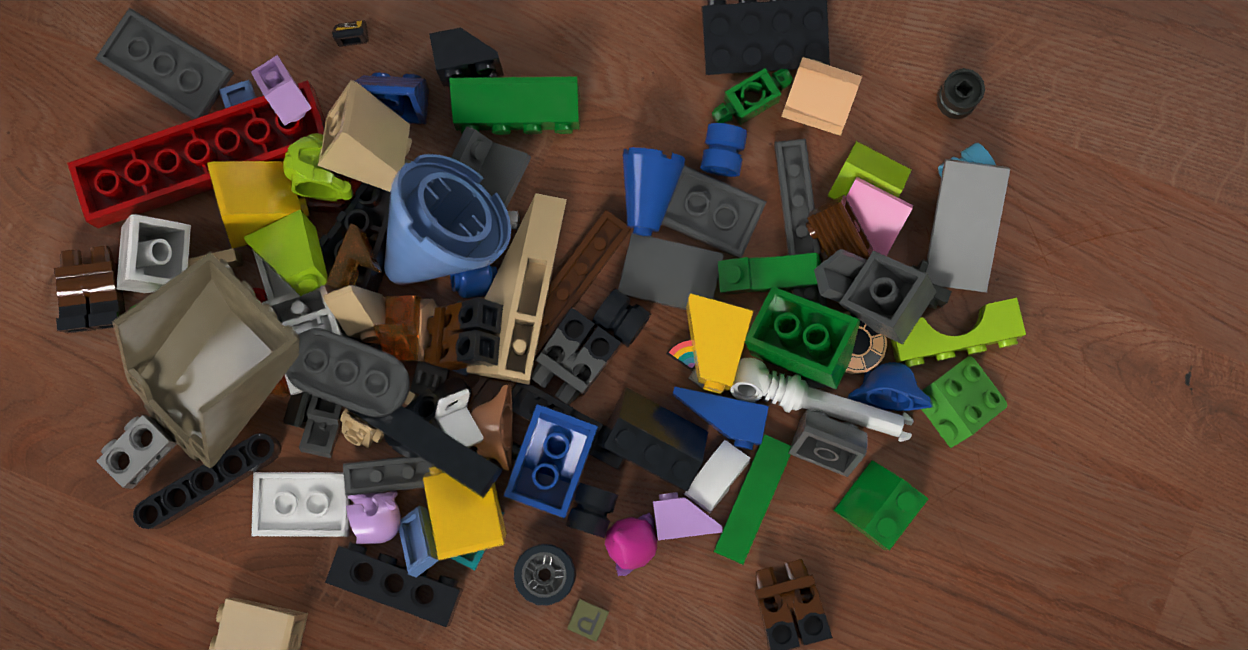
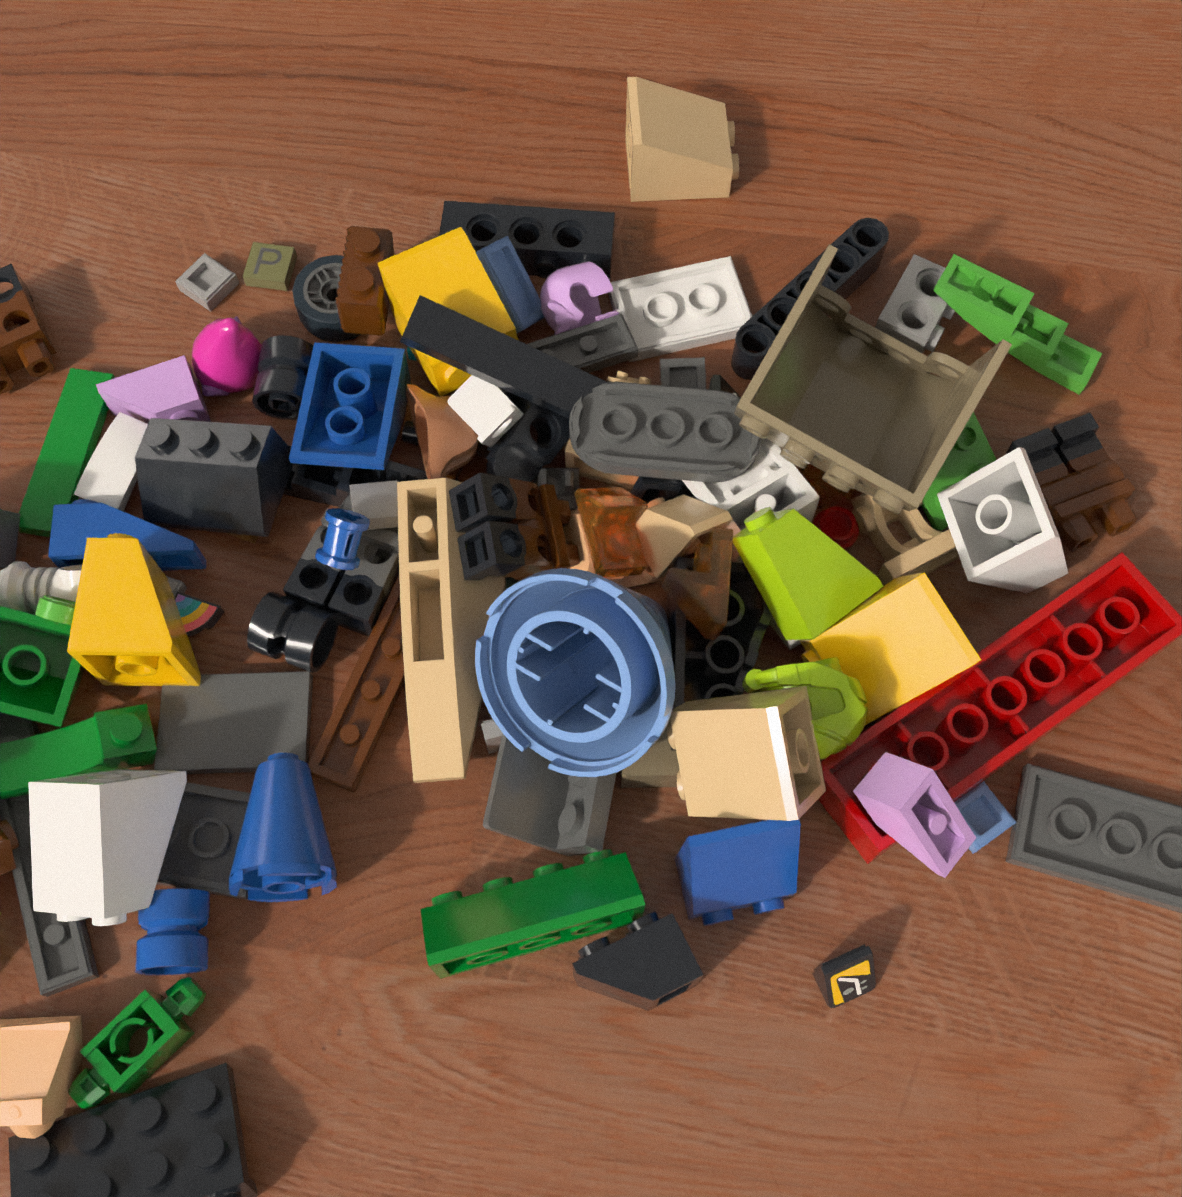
camera: 160 degrees right, 15 degrees down
(73, 416) = (1003, 312): none -> bright green slope
(516, 560) = (361, 291): none -> reddish brown brick
(549, 384) = (376, 502): none -> light grey tile
(570, 359) = (342, 539): none -> blue bush
(636, 619) = (207, 282): none -> light grey tile
(751, 205) = (101, 841): none -> white slope
(759, 355) = (56, 609): none -> bright green tile

